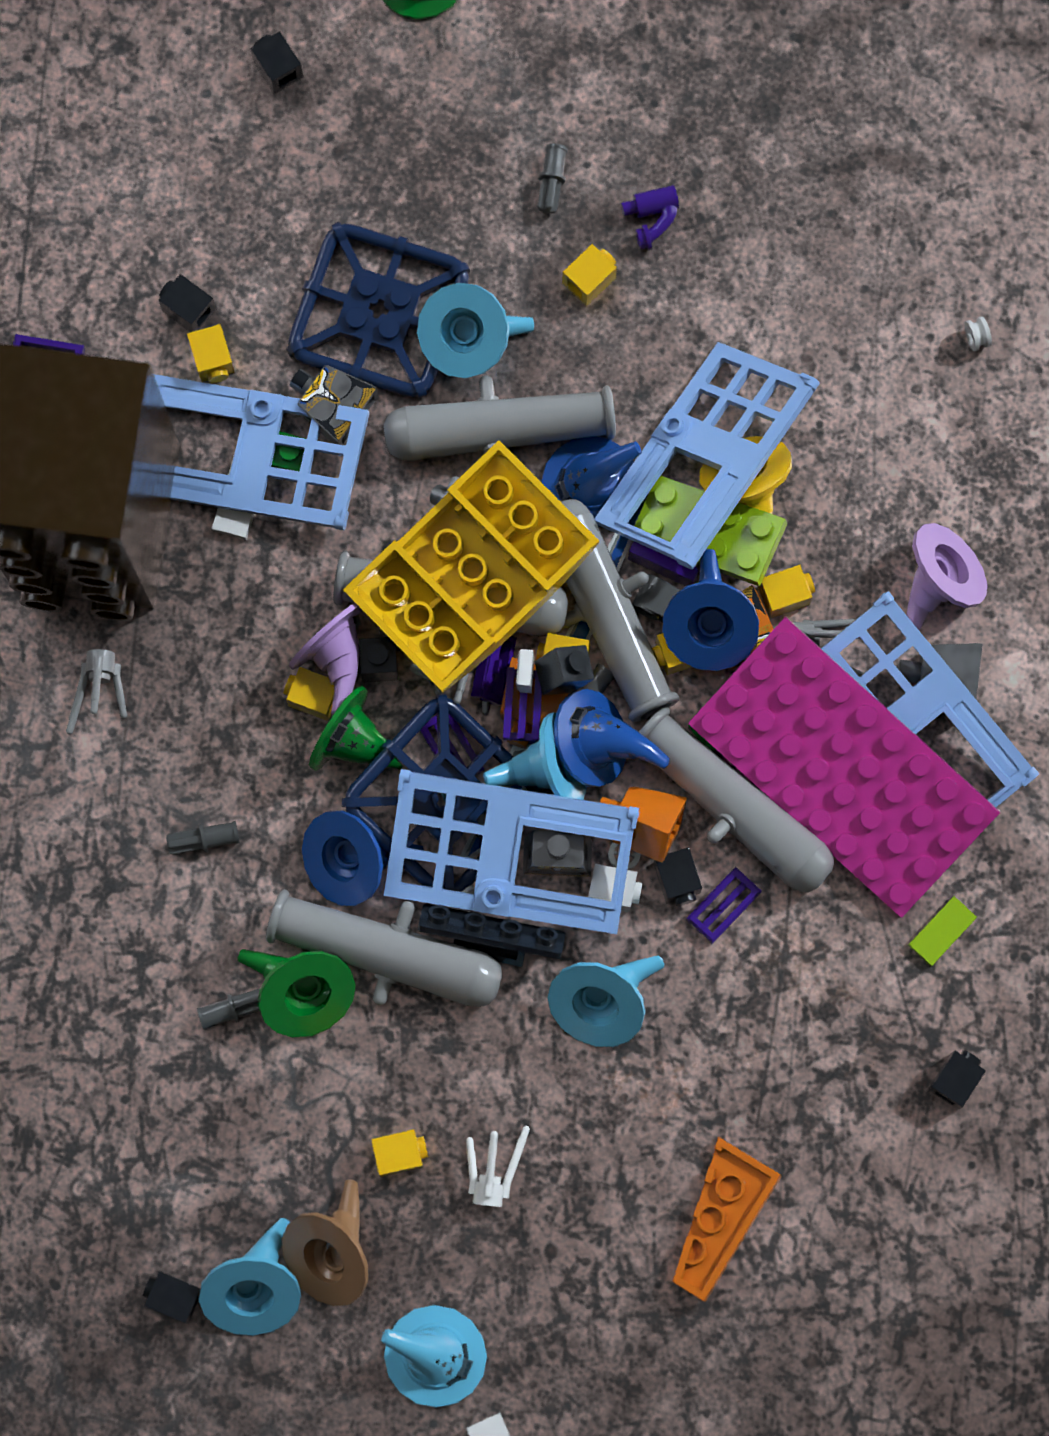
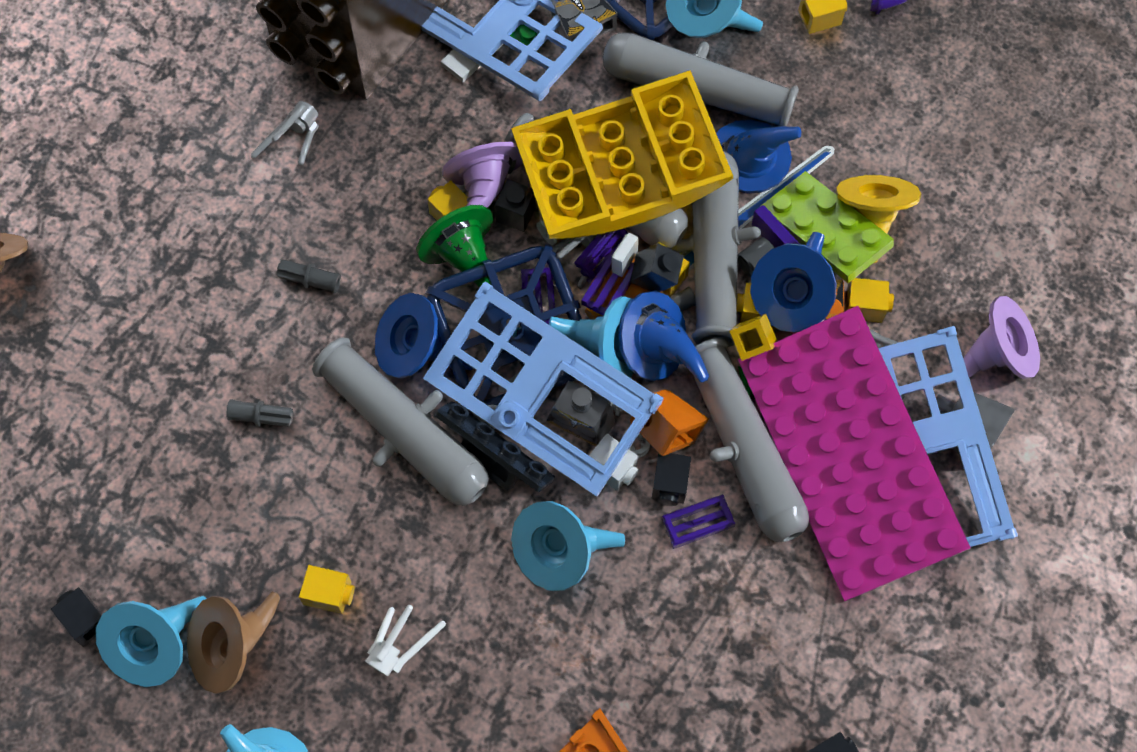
camera: 25 degrees right, 10 degrees down
(302, 991) = (318, 423): green piece -> none
(693, 693) = (753, 337): none -> yellow brick
(702, 441) = (870, 174): light blue door -> none
(942, 931) = (874, 630): lime piece -> none
(978, 333) = (1115, 180): white bush -> none

